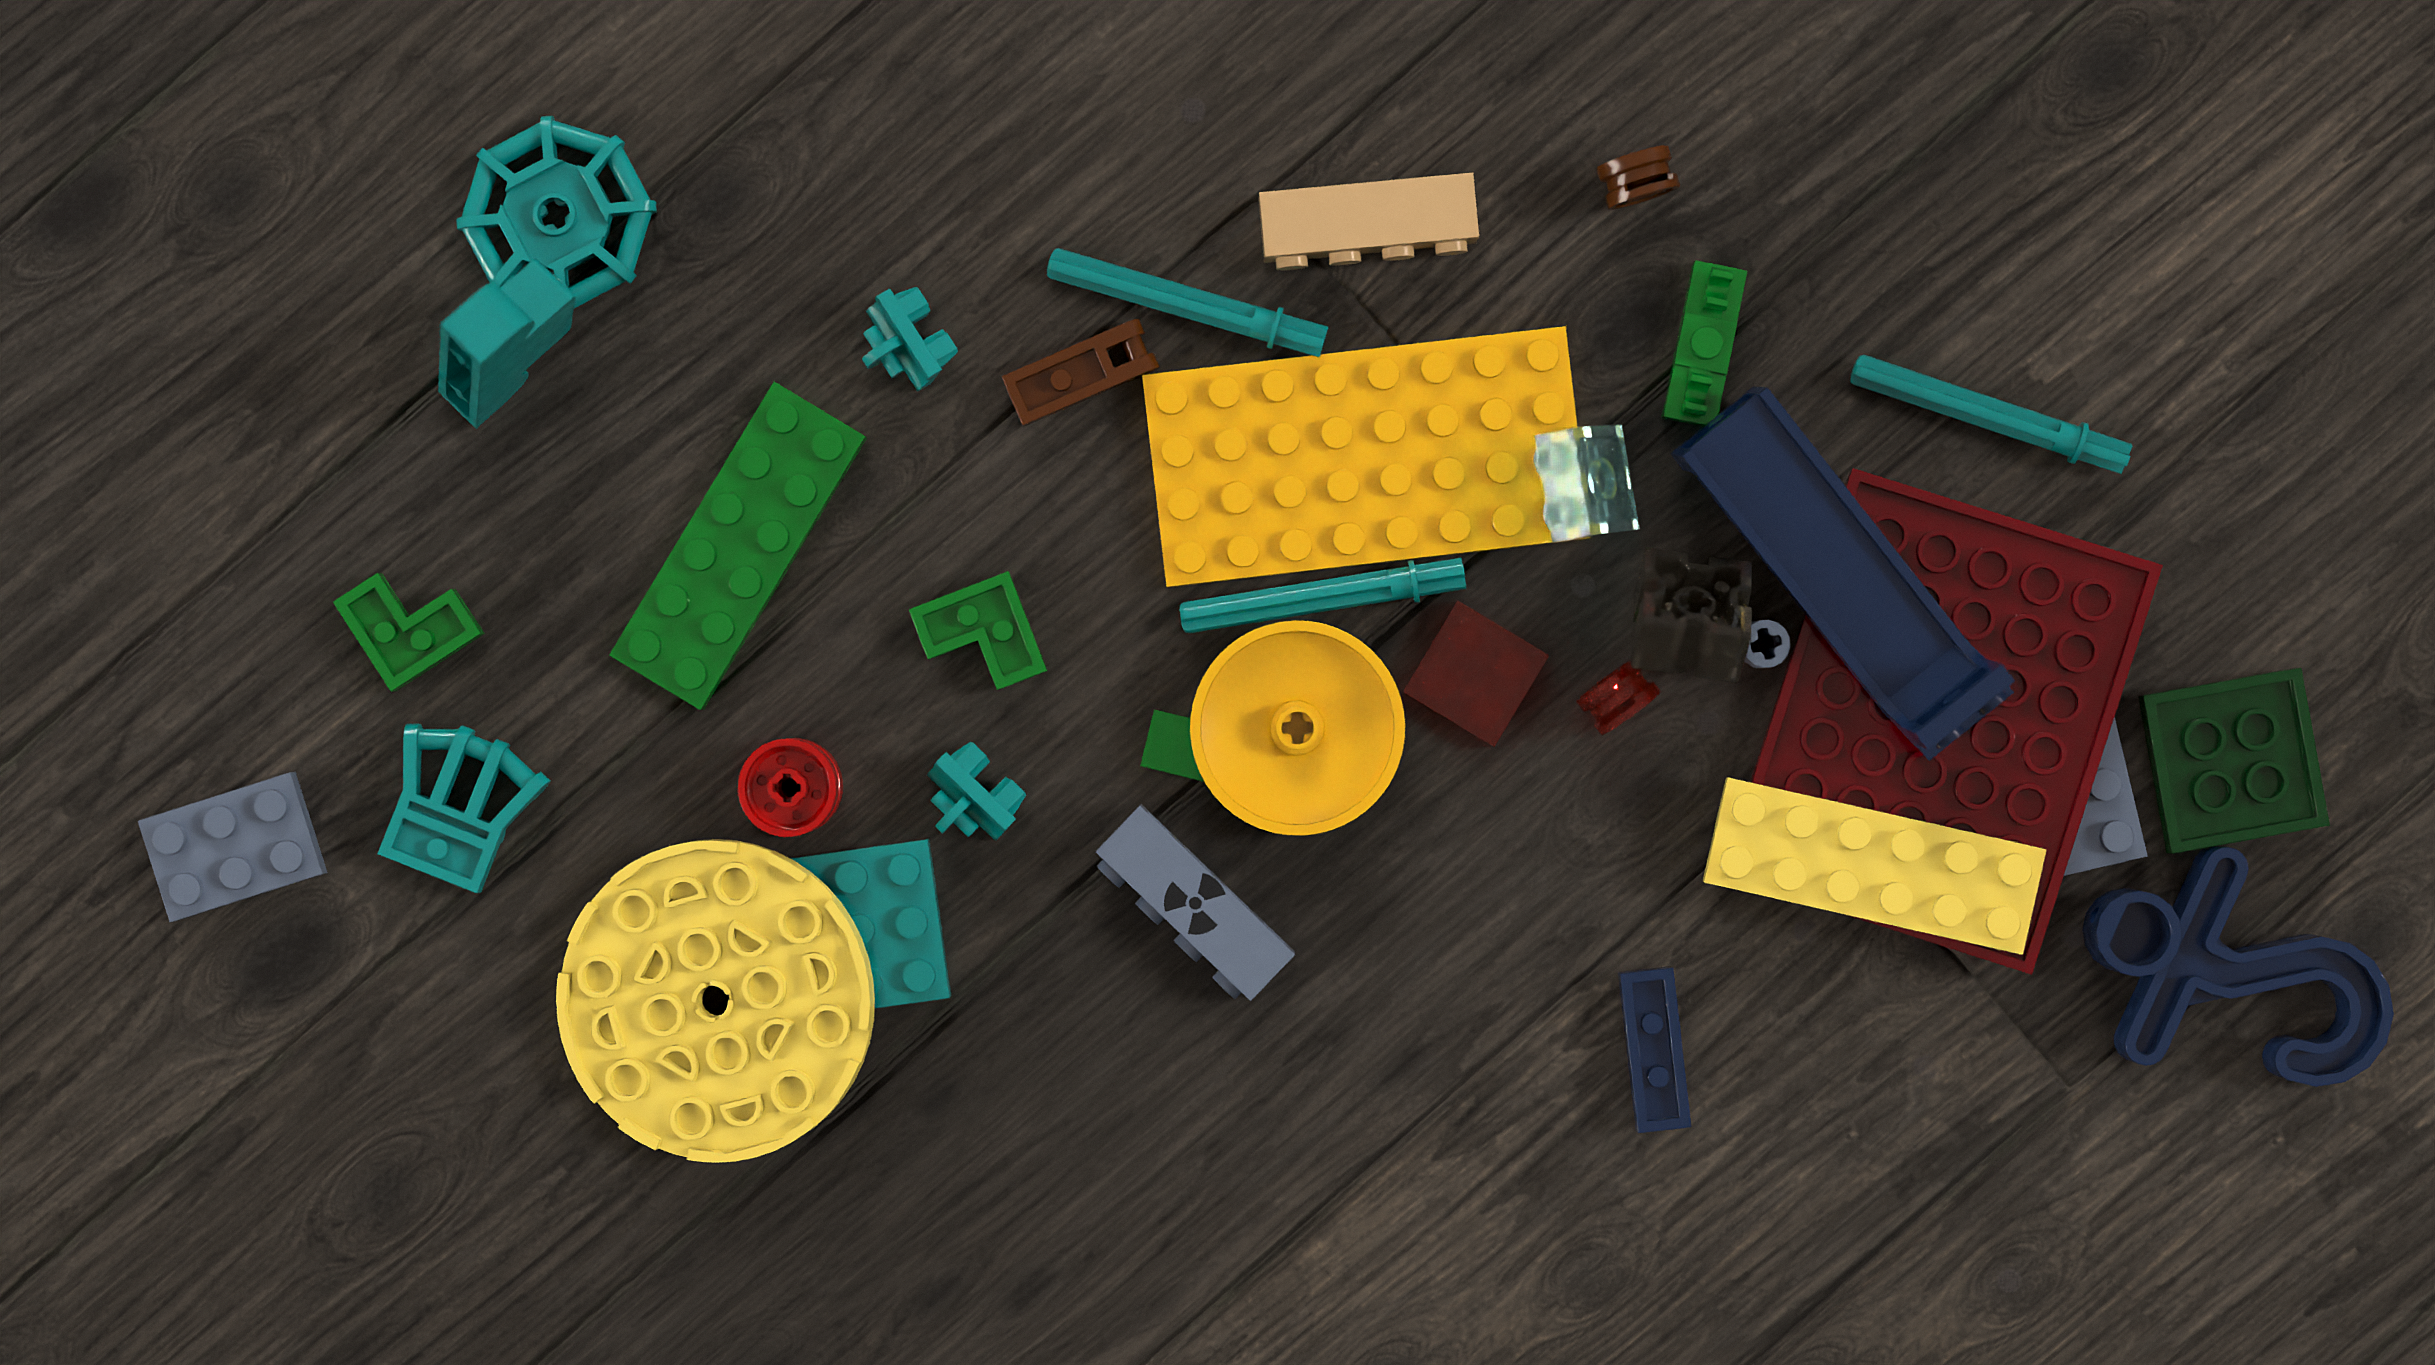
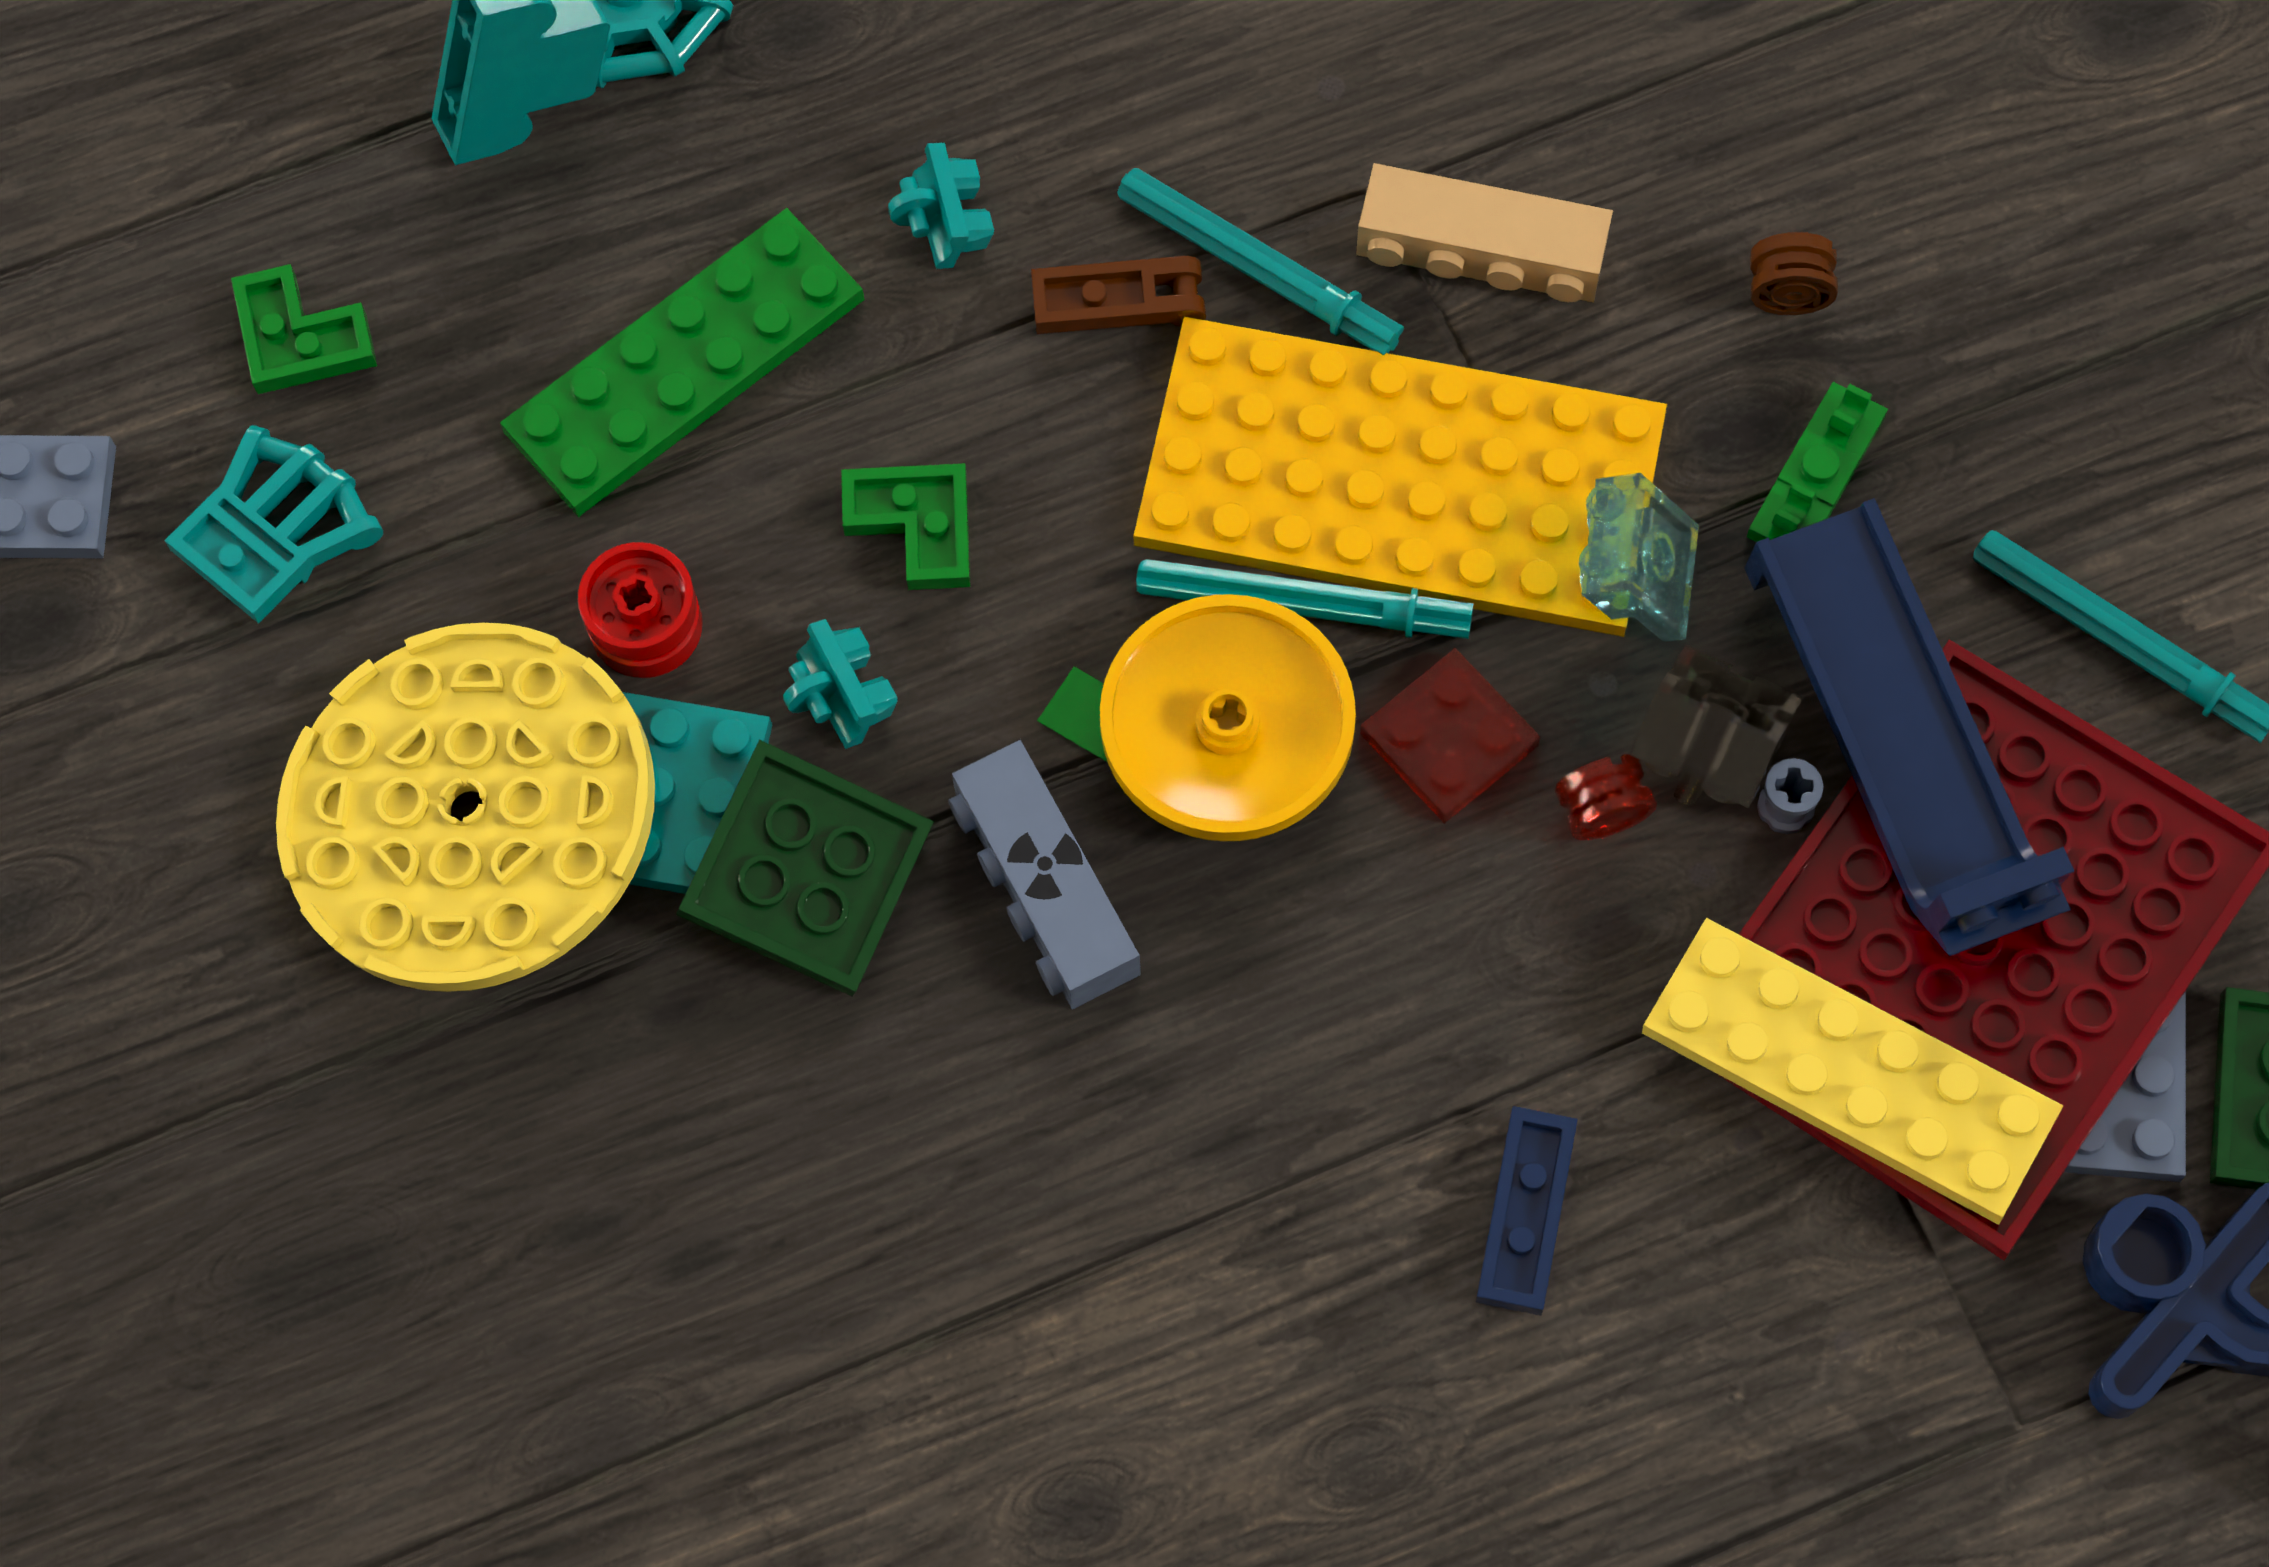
camera: 20 degrees right, 20 degrees down
(1004, 962) = (805, 868): none -> dark green plate

